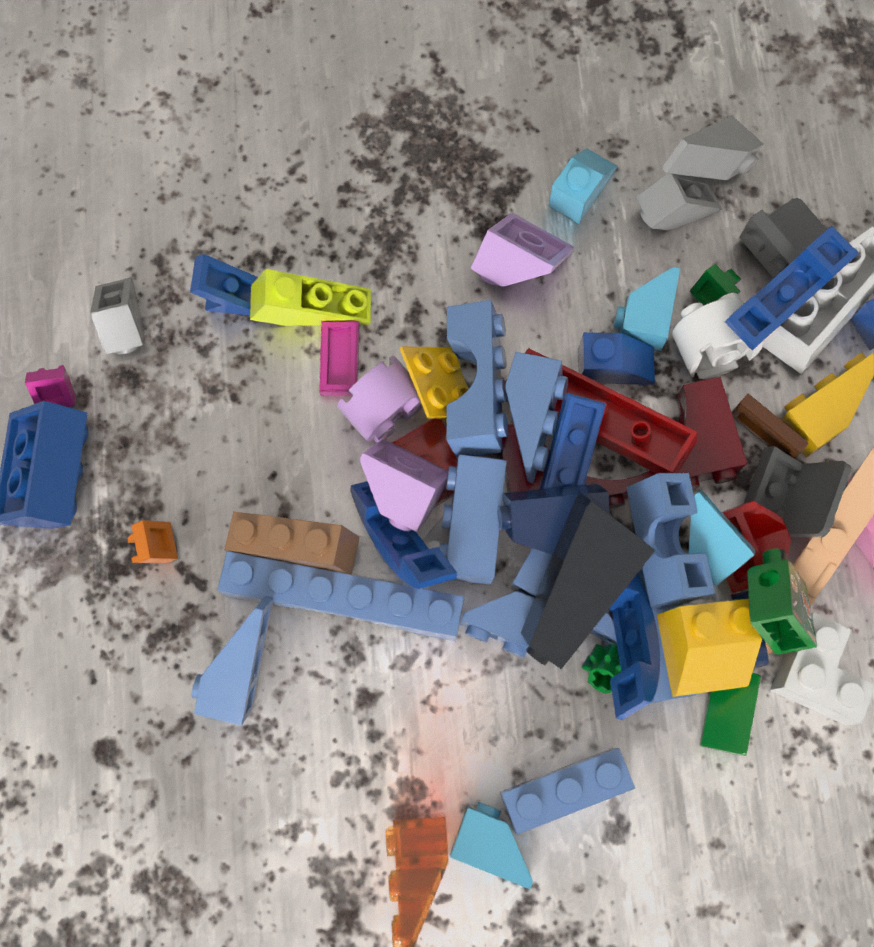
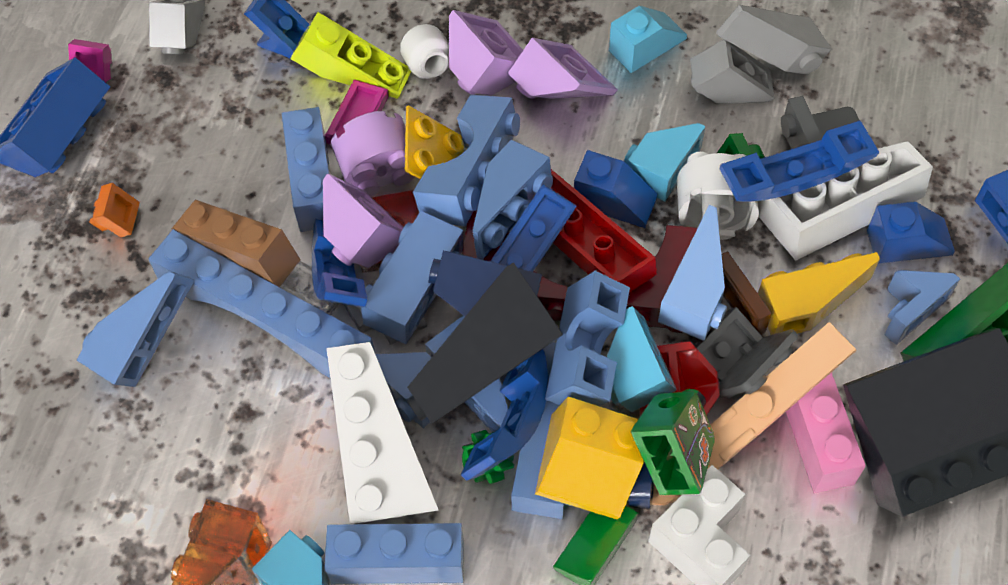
camera: 20 degrees right, 15 degrees down
(322, 433) = (306, 163): none -> medium blue arch
(380, 268) = (425, 51): none -> white head
(437, 253) = (481, 53): none -> lavender slope
(515, 706) = (375, 449): none -> white wedge
(741, 440) = (698, 286): none -> light blue slope

